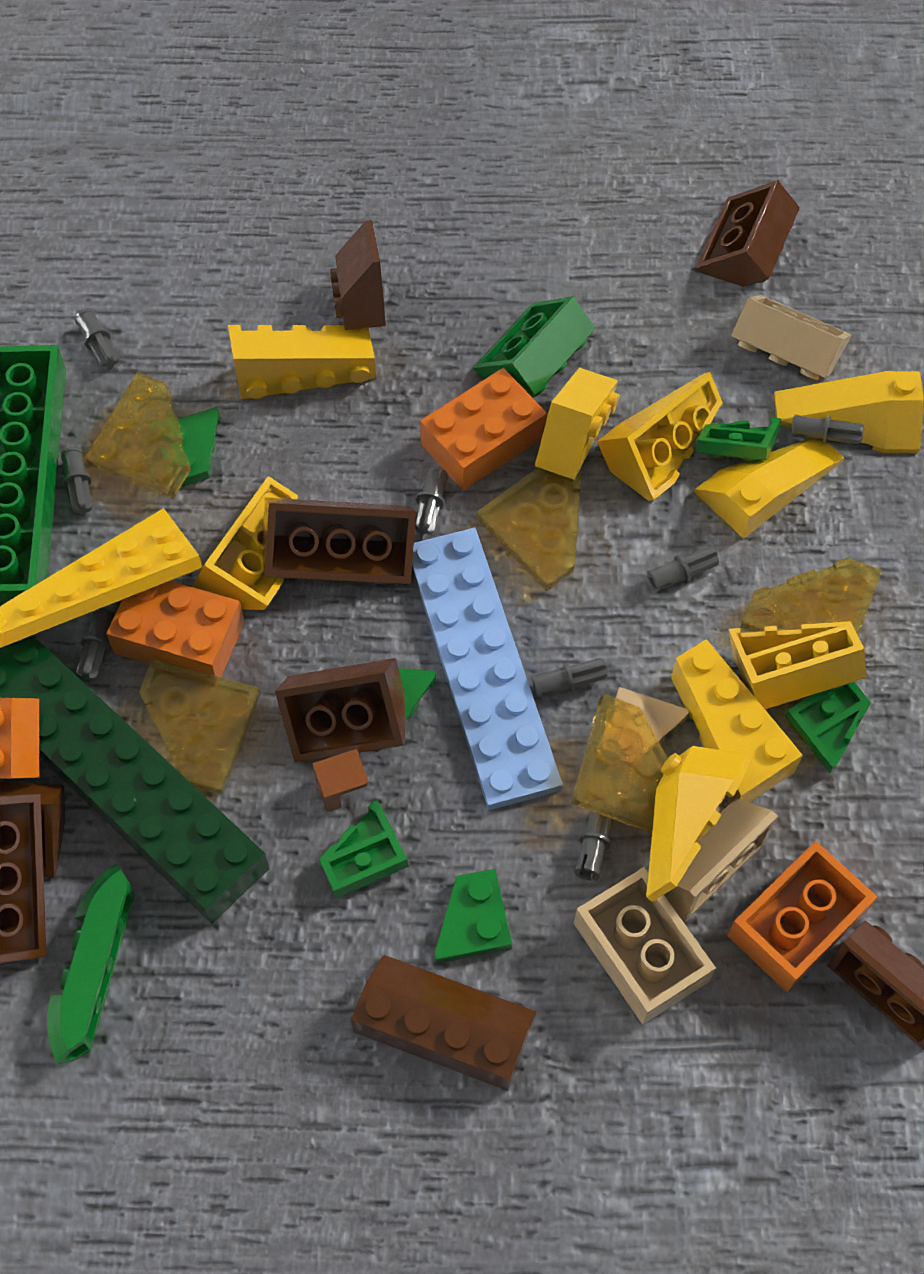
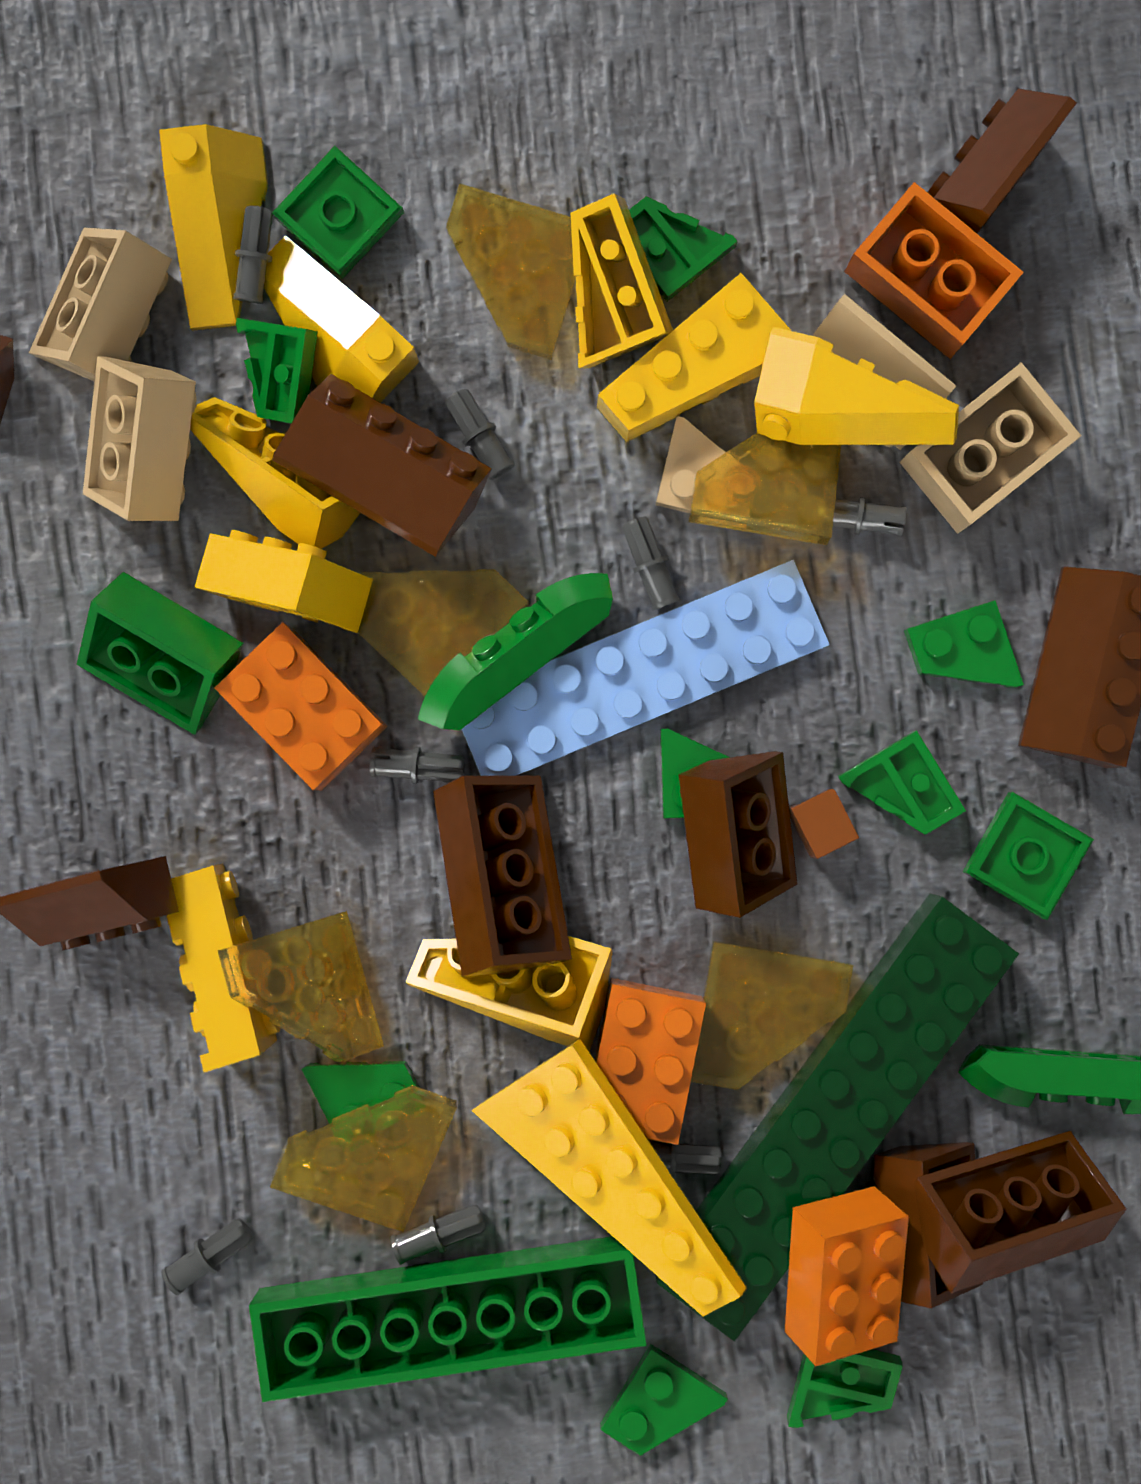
camera: 95 degrees left, 25 degrees up
(278, 408) = (308, 985): none -> clear yellow plate
(287, 945) = (1028, 855): none -> green plate
(519, 581) = (517, 650): none -> green brick
(659, 491) = (382, 464): none -> reddish brown slope
(688, 343) = (139, 440): none -> tan slope
(860, 490) = (338, 212): none -> green plate

